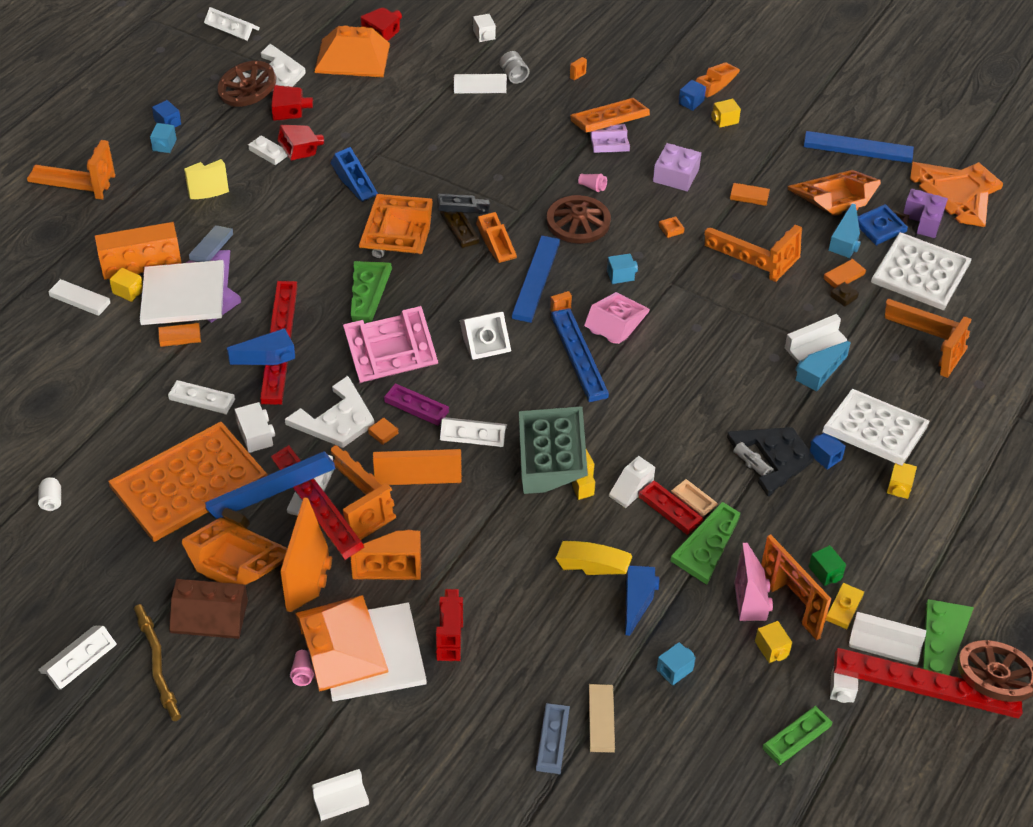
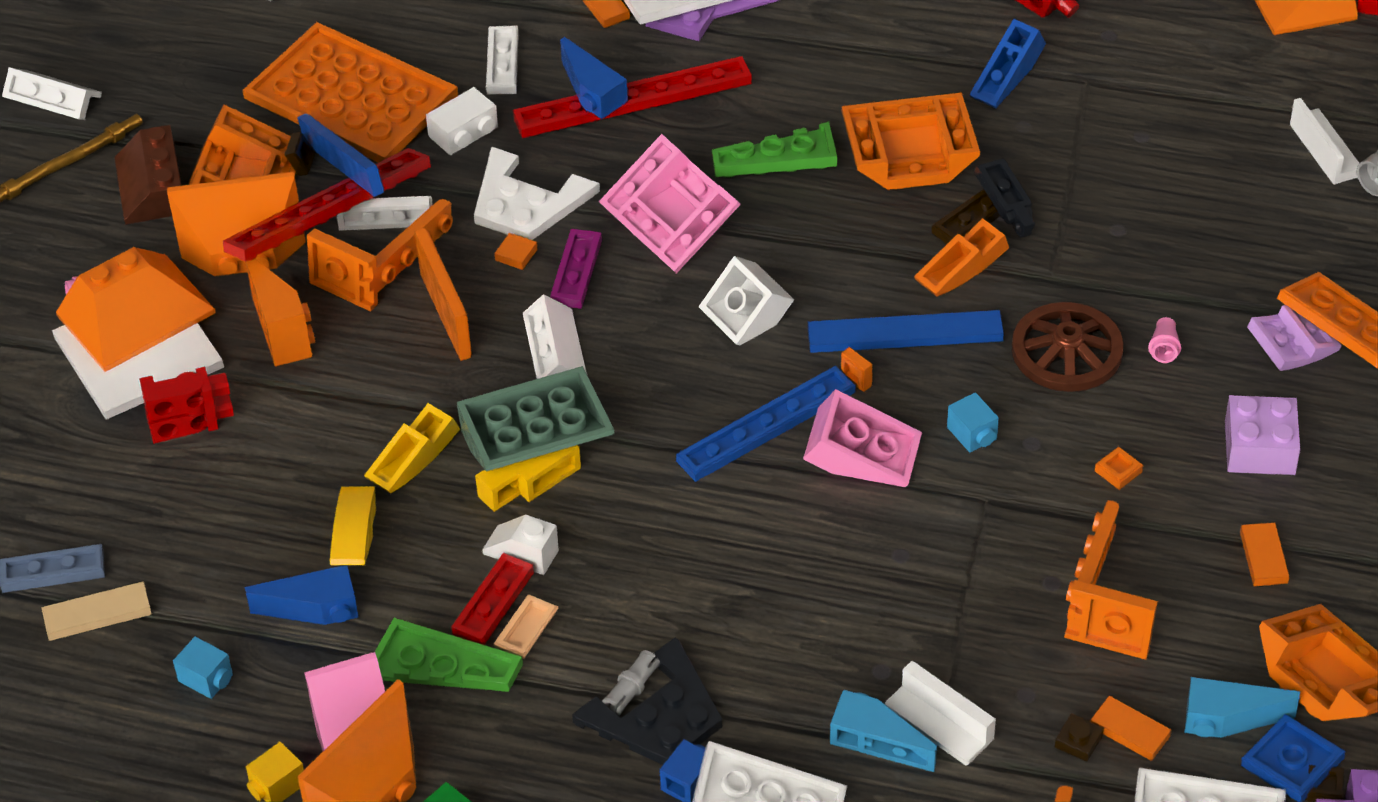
camera: 75 degrees right, 0 degrees up
(534, 518) = (412, 449): none -> yellow slope

